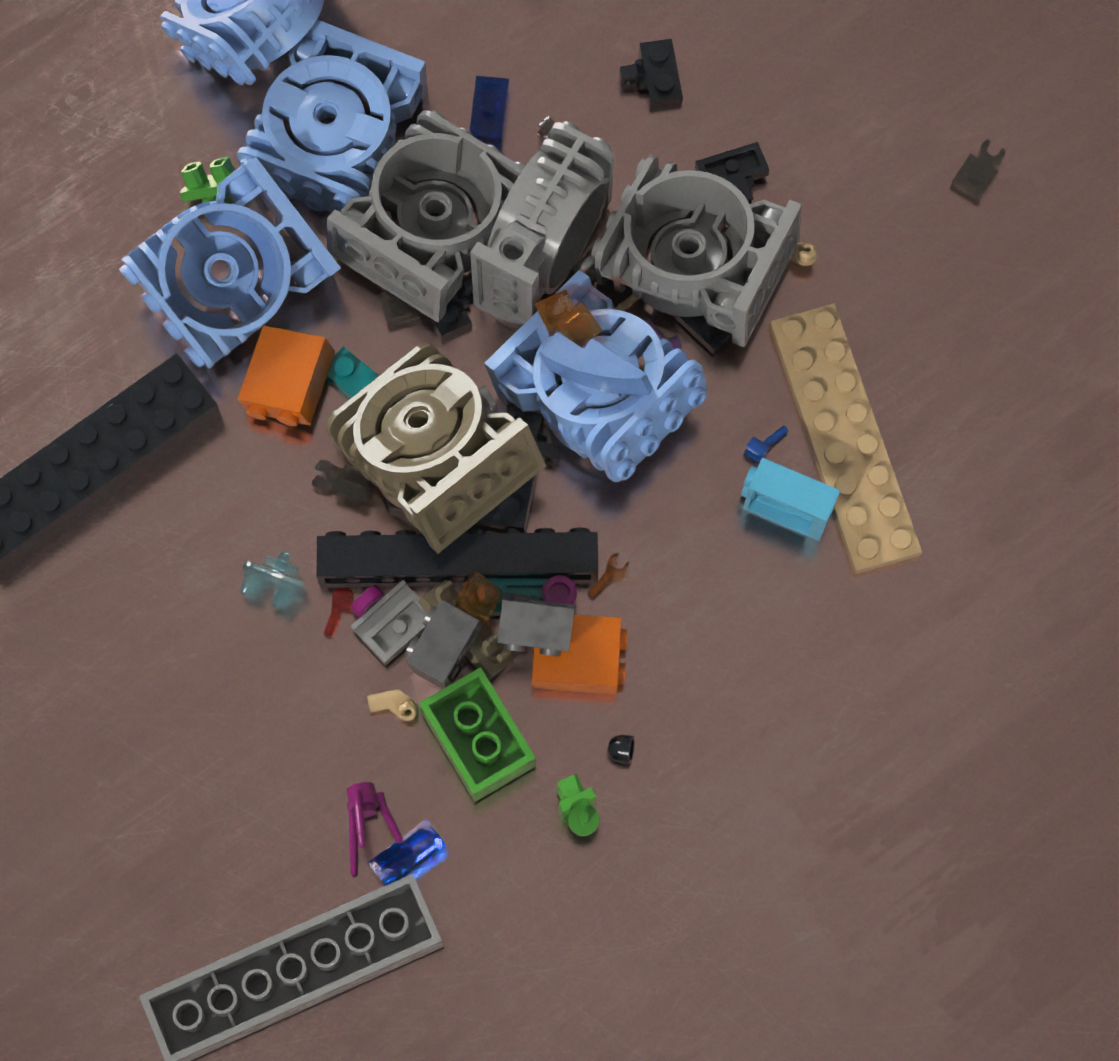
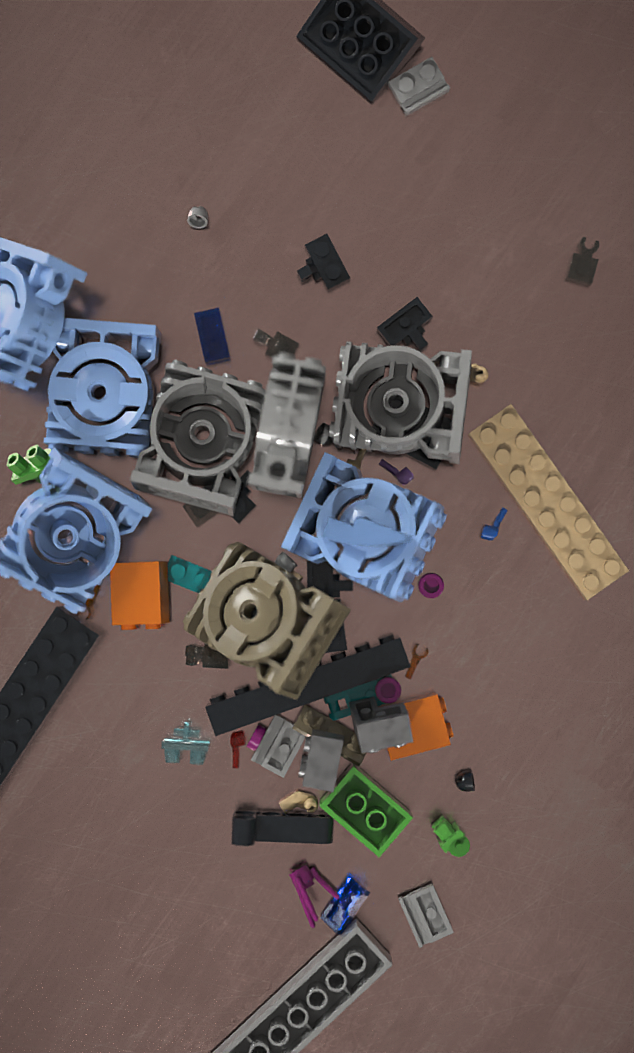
camera: 15 degrees left, 15 degrees up
(218, 372) = (89, 603): none -> clear orange hand
(357, 725) = (281, 827): none -> black beam
(479, 597) = (334, 714): clear orange plate -> none
(509, 905) = (425, 915): none -> light grey plate
(552, 308) = (321, 494): clear orange plate -> none
(577, 324) = (340, 503): clear orange plate -> none
(659, 490) = (431, 585): none -> magenta tile
(789, 498) = (527, 567): medium azure window -> none

